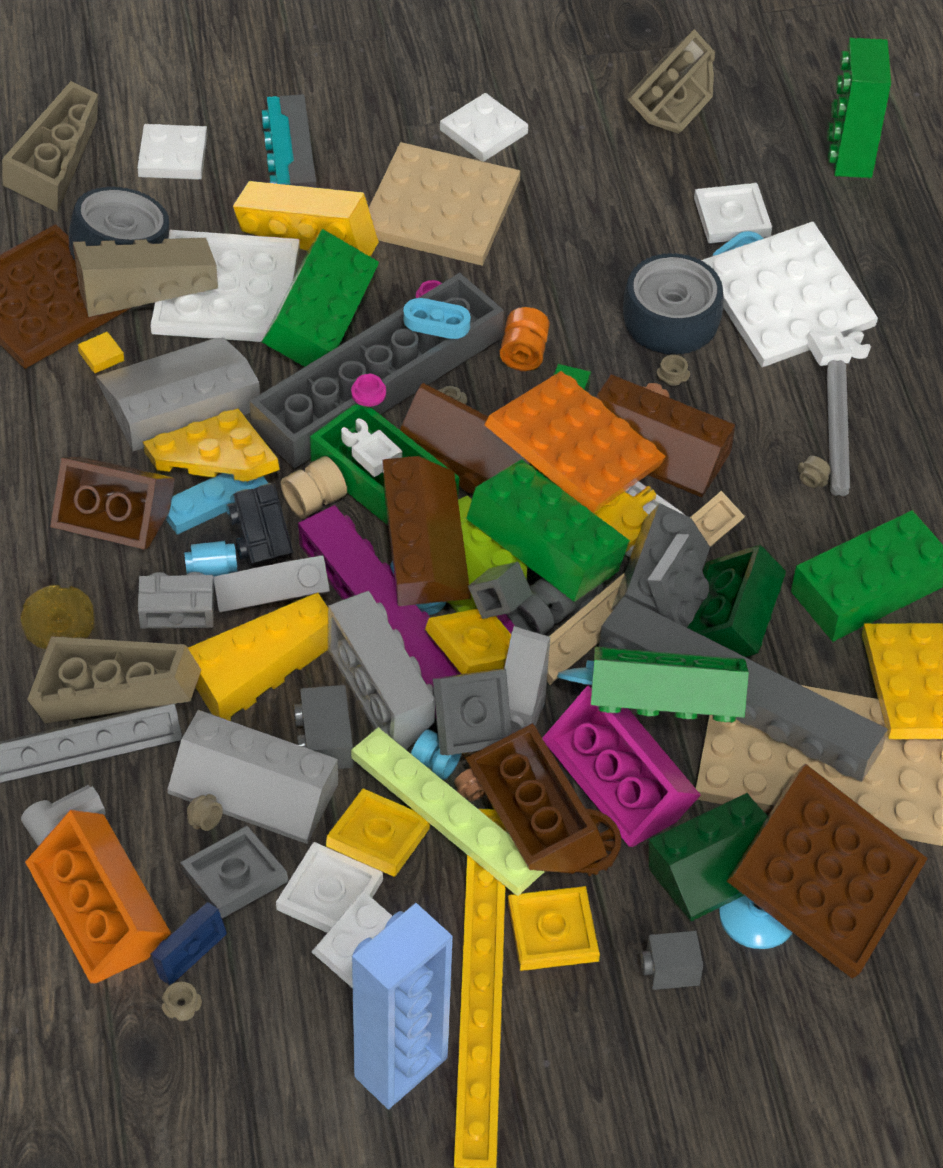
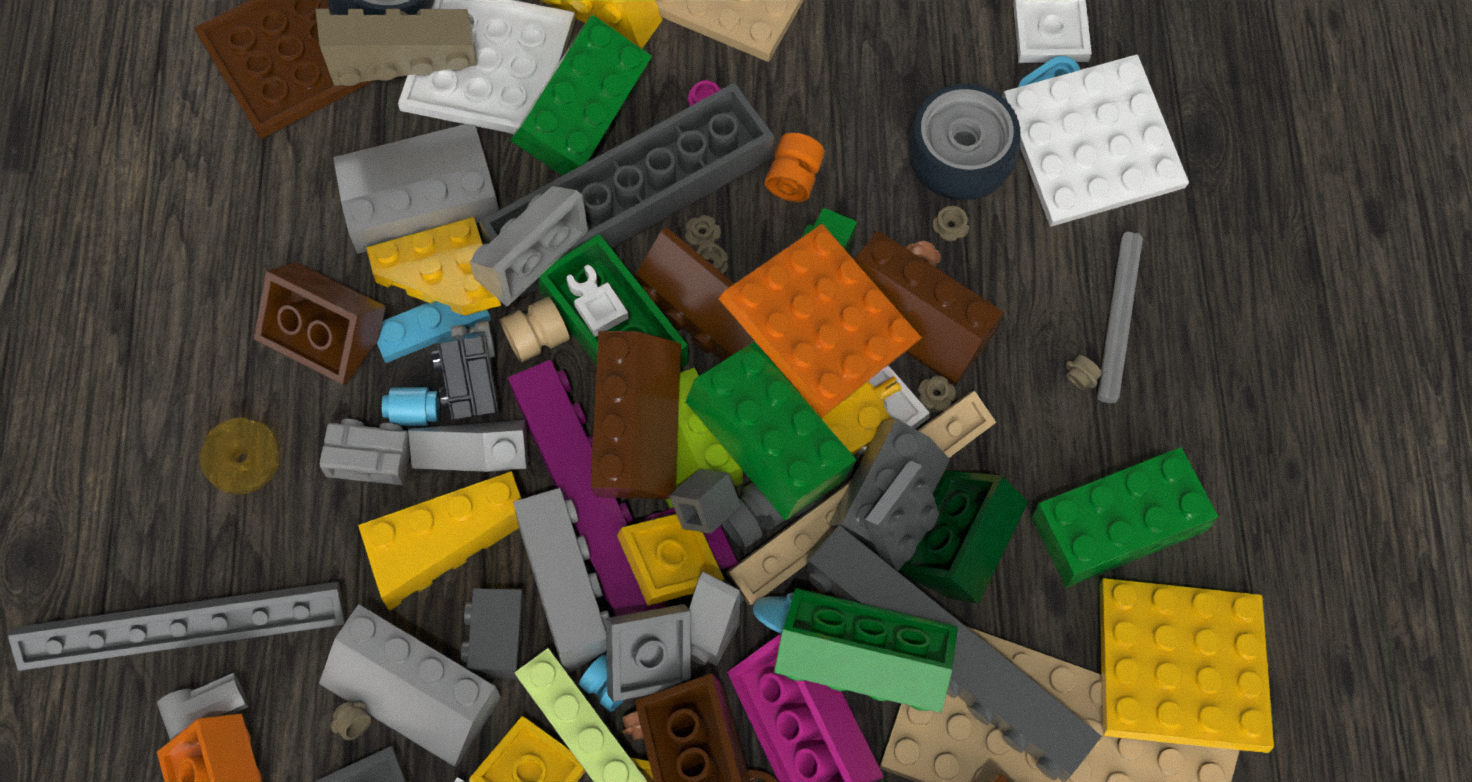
camera: 10 degrees right, 15 degrees up
(101, 352) = (343, 128): yellow tile -> none
(110, 677) = (267, 549): dark tan wedge -> none
(304, 406) = (530, 243): none -> light grey slope
(368, 390) = (607, 227): dark pink plate -> none
(436, 318) = (699, 142): medium azure plate -> none
(687, 501) = (932, 402): none -> dark tan plate
(833, 346) = (1136, 216): white plate -> none

